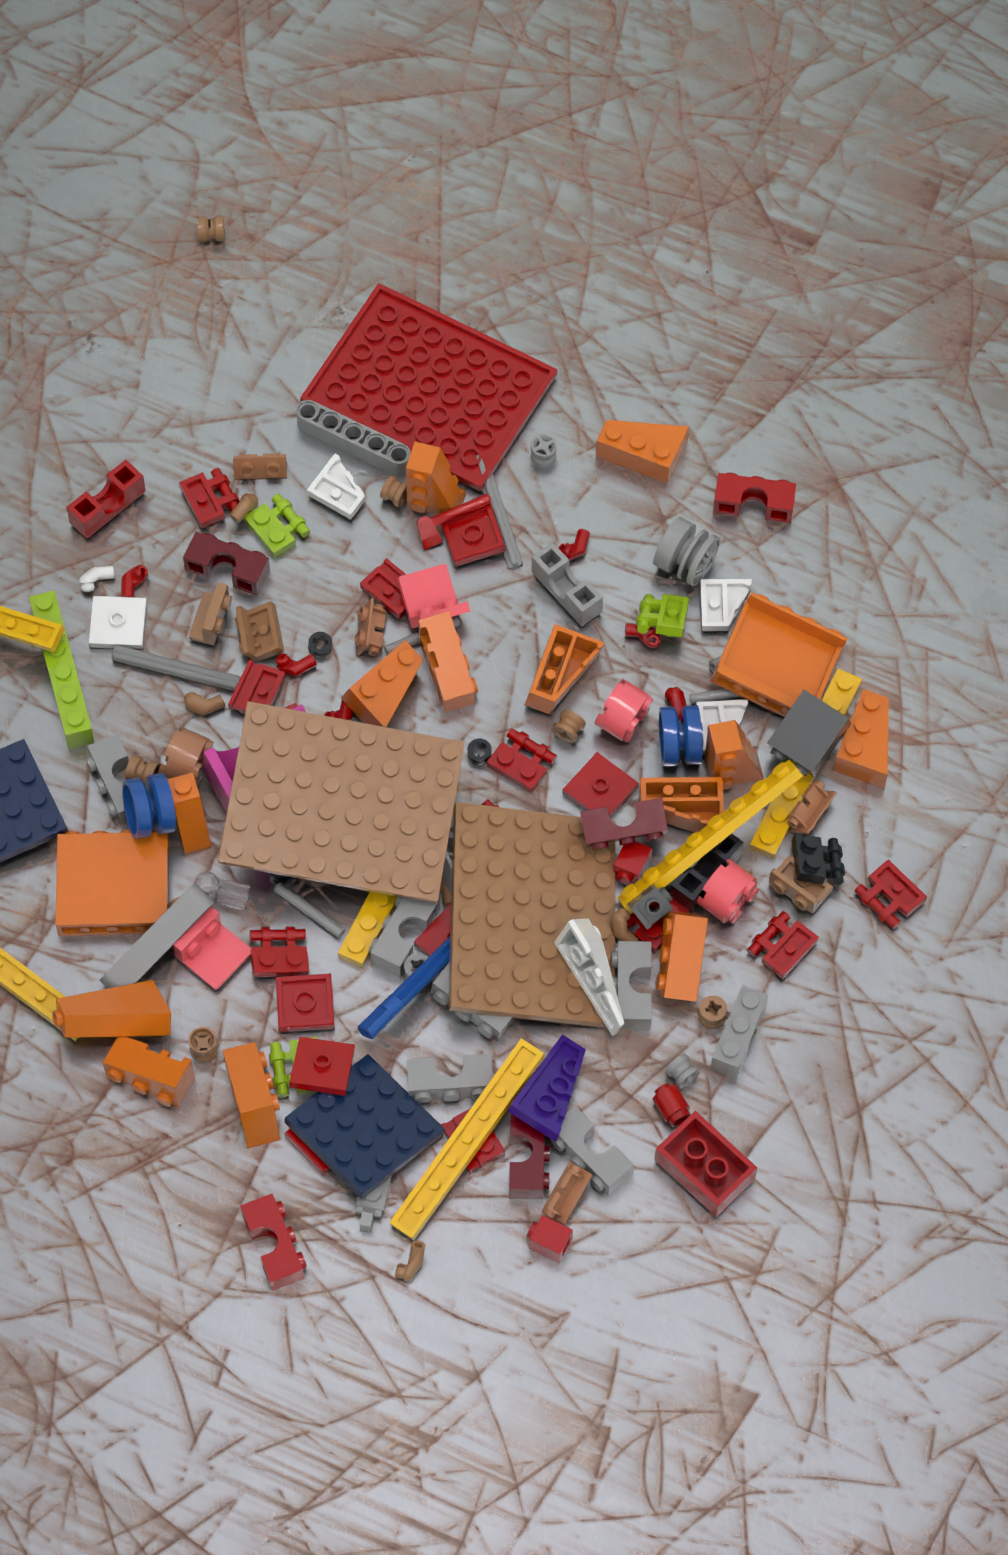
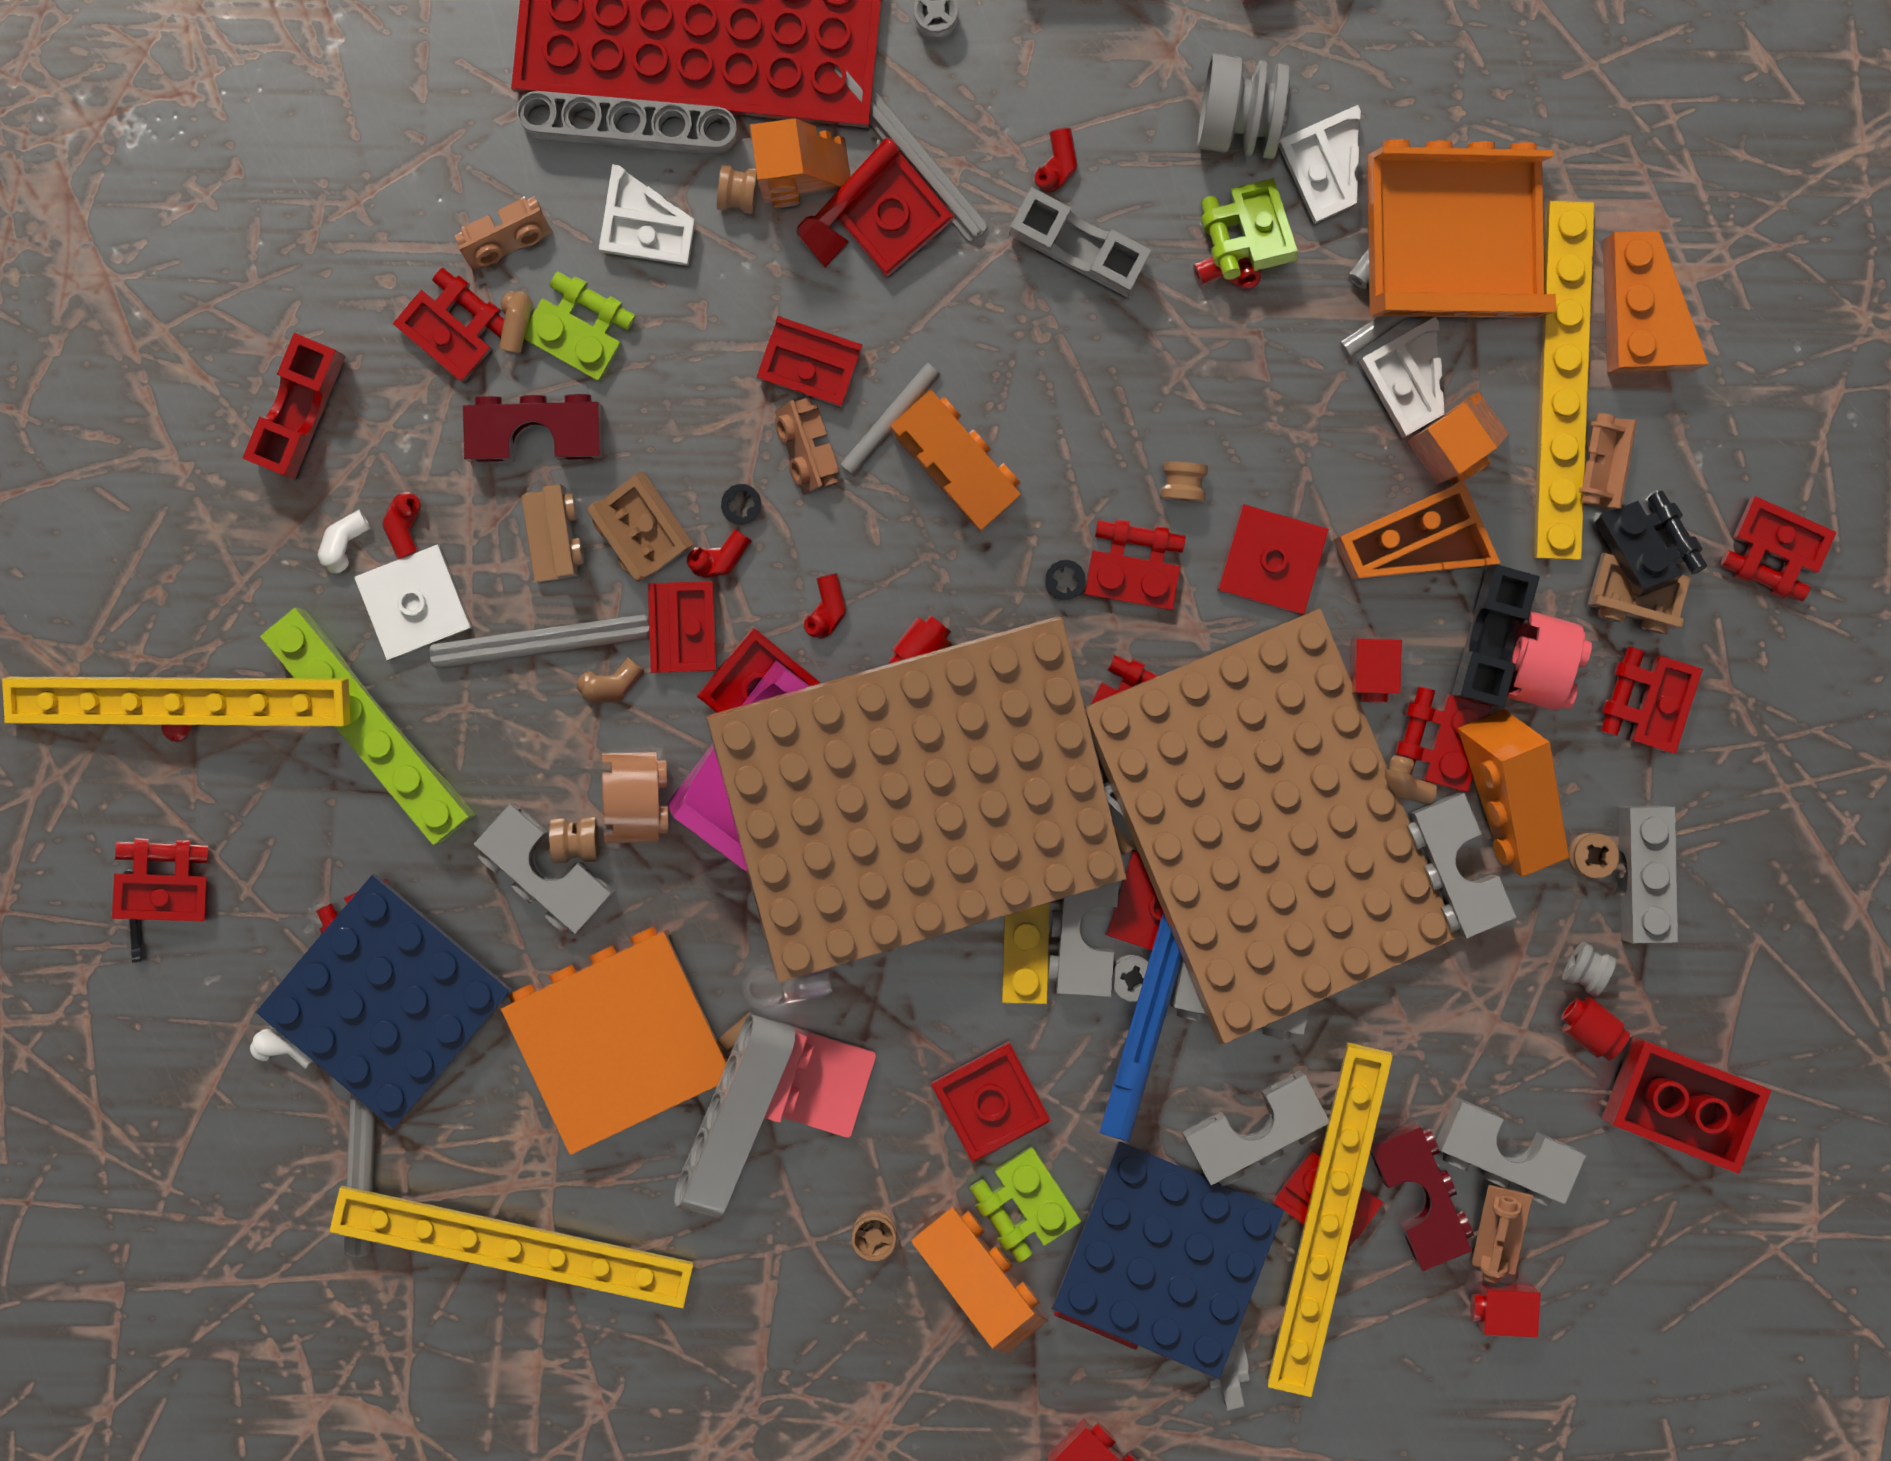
camera: 20 degrees left, 25 degrees up
(114, 1012) = (726, 1257): orange slope -> none
(148, 806) = (628, 915): blue wheel -> none
(149, 1071) = (814, 1313): orange wedge -> none
(189, 814) = (682, 890): orange slope -> none
(279, 961) = (922, 1053): red plate -> none
(309, 910) = (949, 955): light grey bar -> none
(322, 1066) = (1068, 1203): red plate -> none
(383, 687) = (877, 543): orange wedge -> none
(415, 1261) = (1327, 1431): medium nougat arm -> none
(429, 594) = (882, 360): coral bracket -> none
(548, 1091) = (1417, 1109): dark purple wing -> none
(561, 666) = (1130, 392): orange wedge -> none
(586, 957) = (1392, 874): white wedge -> none
(600, 830) = (1385, 614): dark red arch -> none
(624, 710) = (1261, 425): coral brick -> none
(641, 903) = (1444, 742): dark grey brick -> none
(676, 698) = (1331, 367): red arm -> none
(683, 735) = (1367, 433): blue wheel -> none
(716, 831) = (1492, 592): yellow plate -> none
(808, 734) = (1565, 351): dark grey brick -> none

